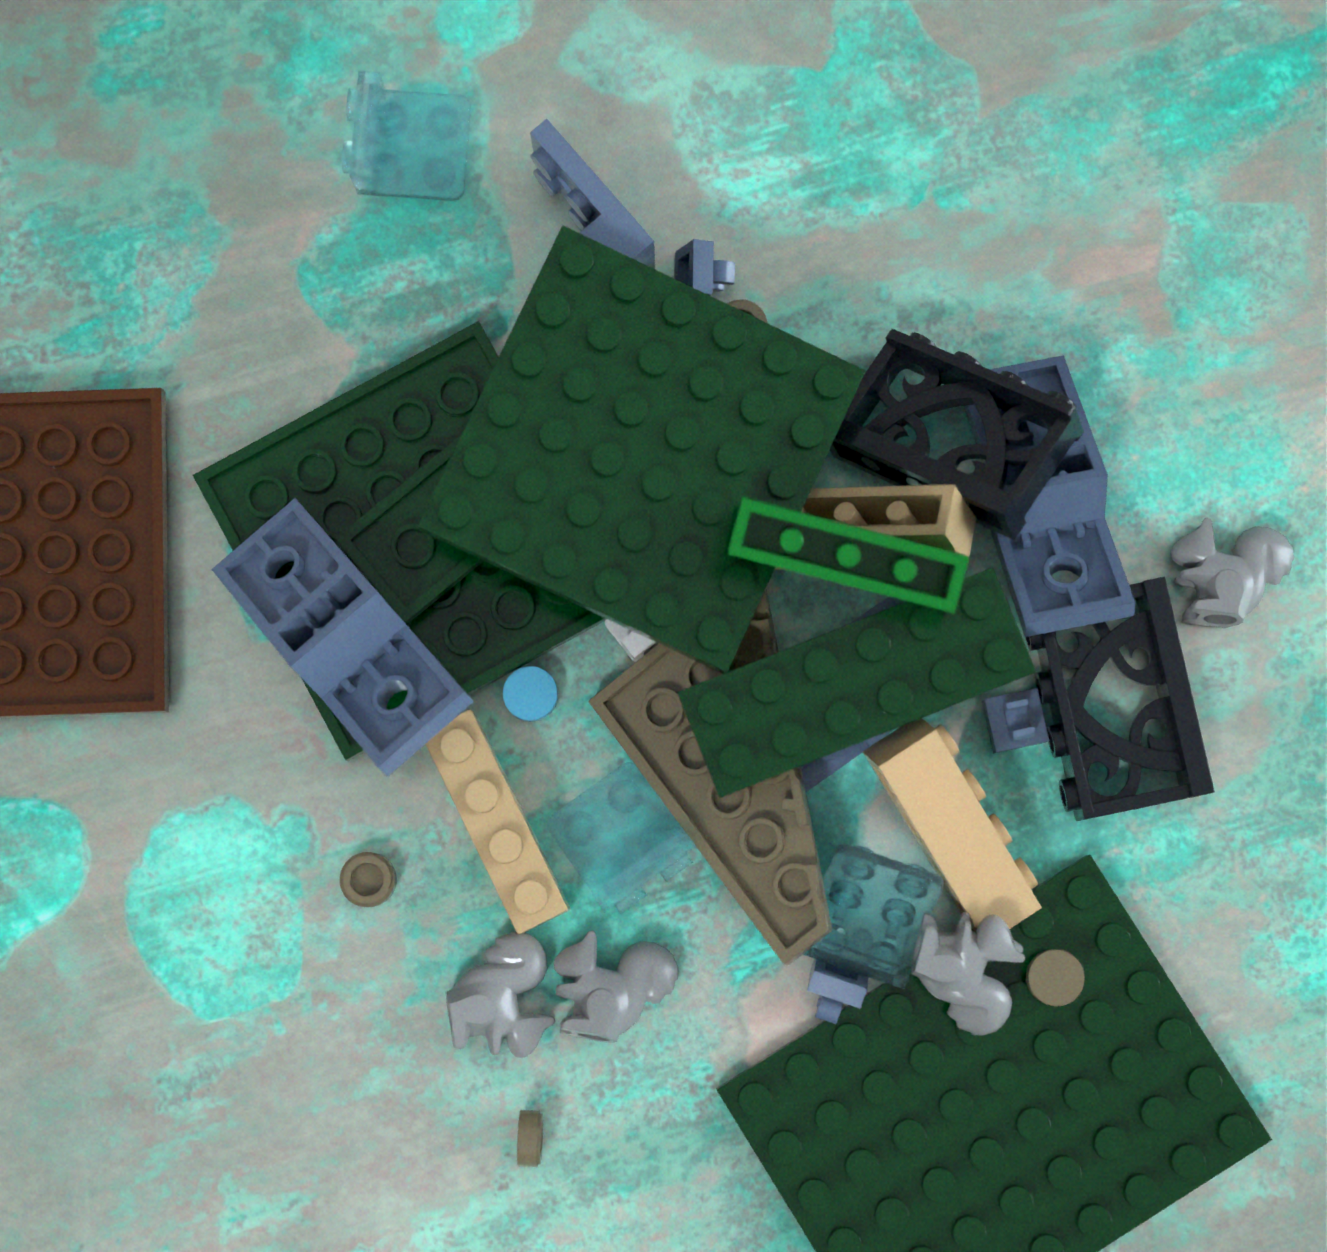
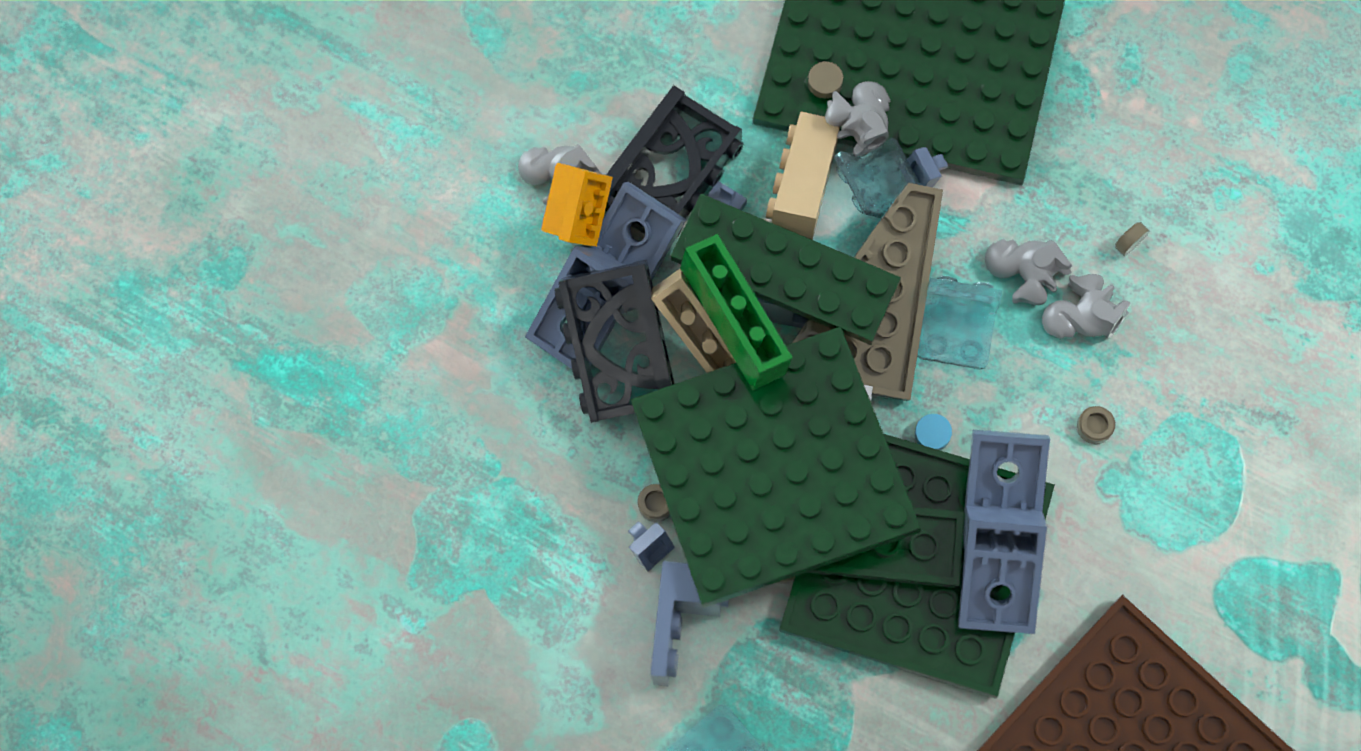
camera: 130 degrees left, 10 degrees down
(496, 823) = (1014, 373): tan brick -> none
(1159, 533) = (576, 204): none -> light orange bracket

